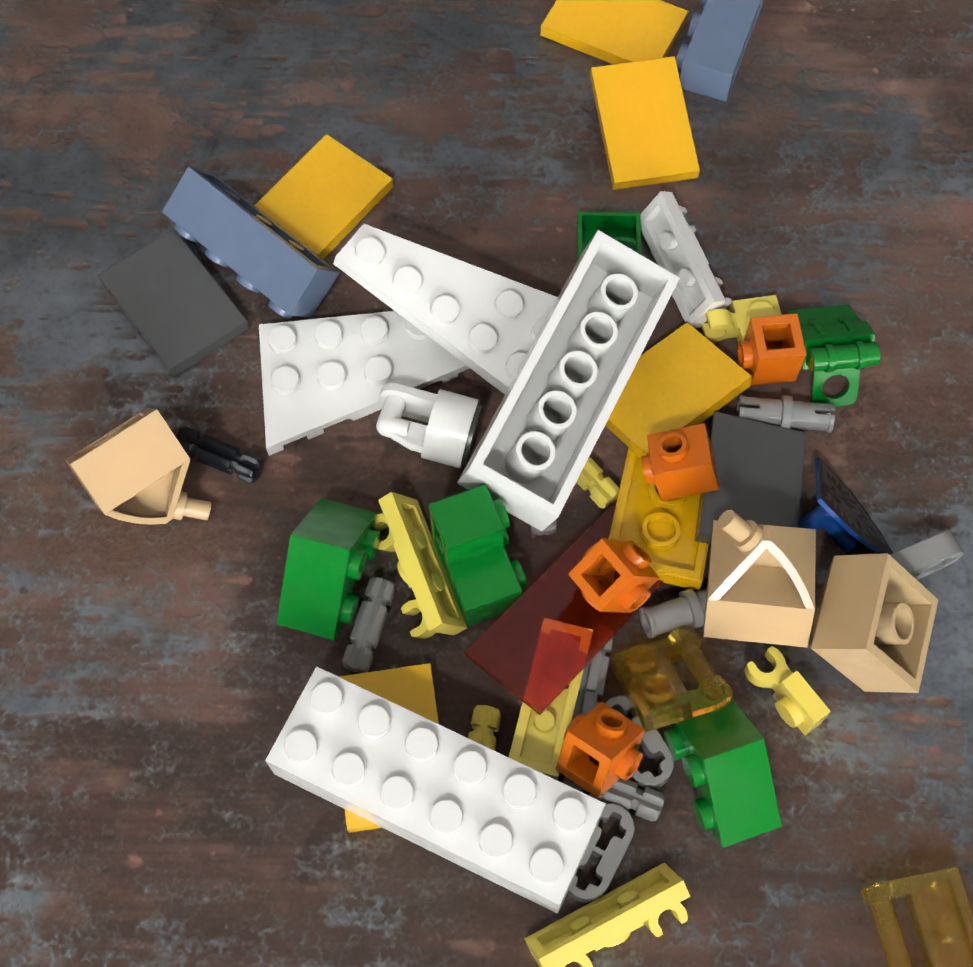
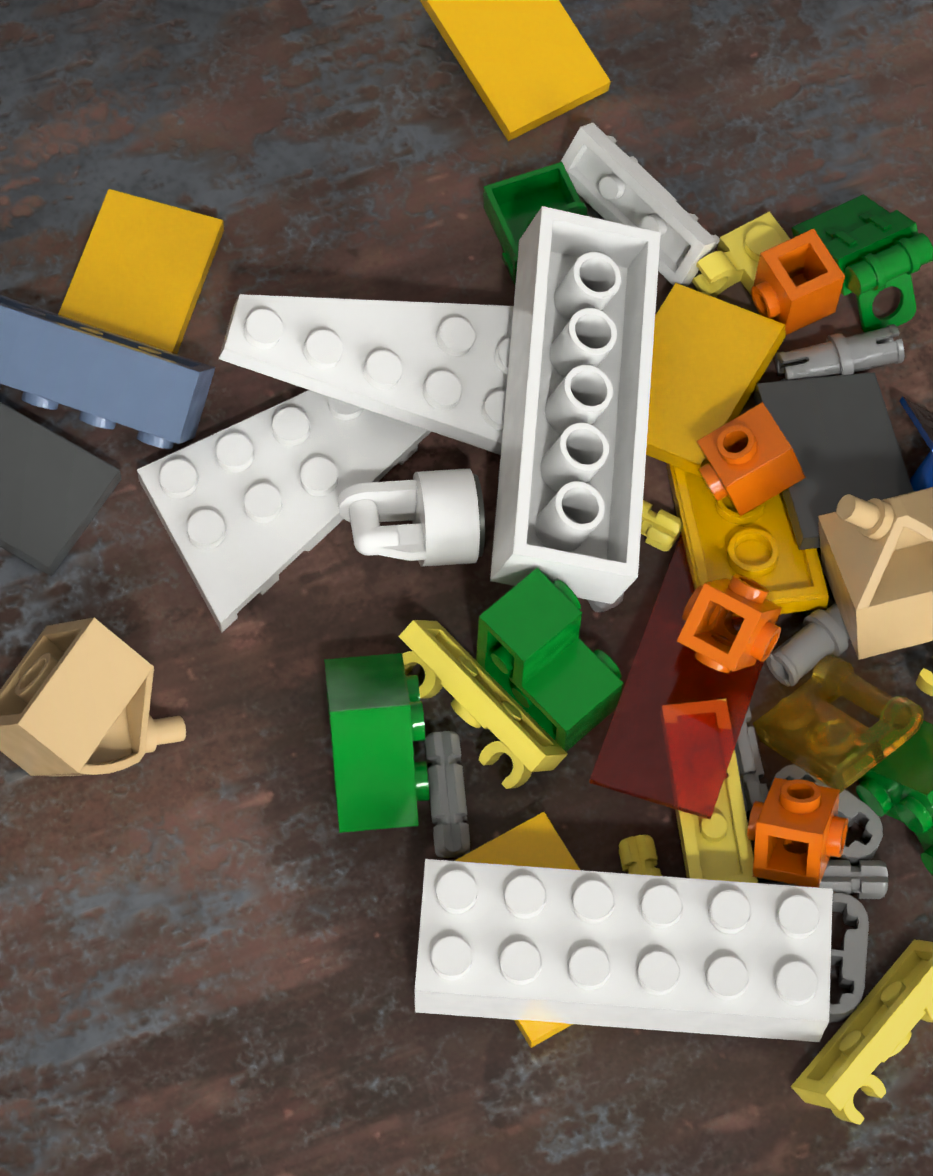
camera: 25 degrees left, 0 degrees up
(220, 455) = (175, 654): black axle -> none

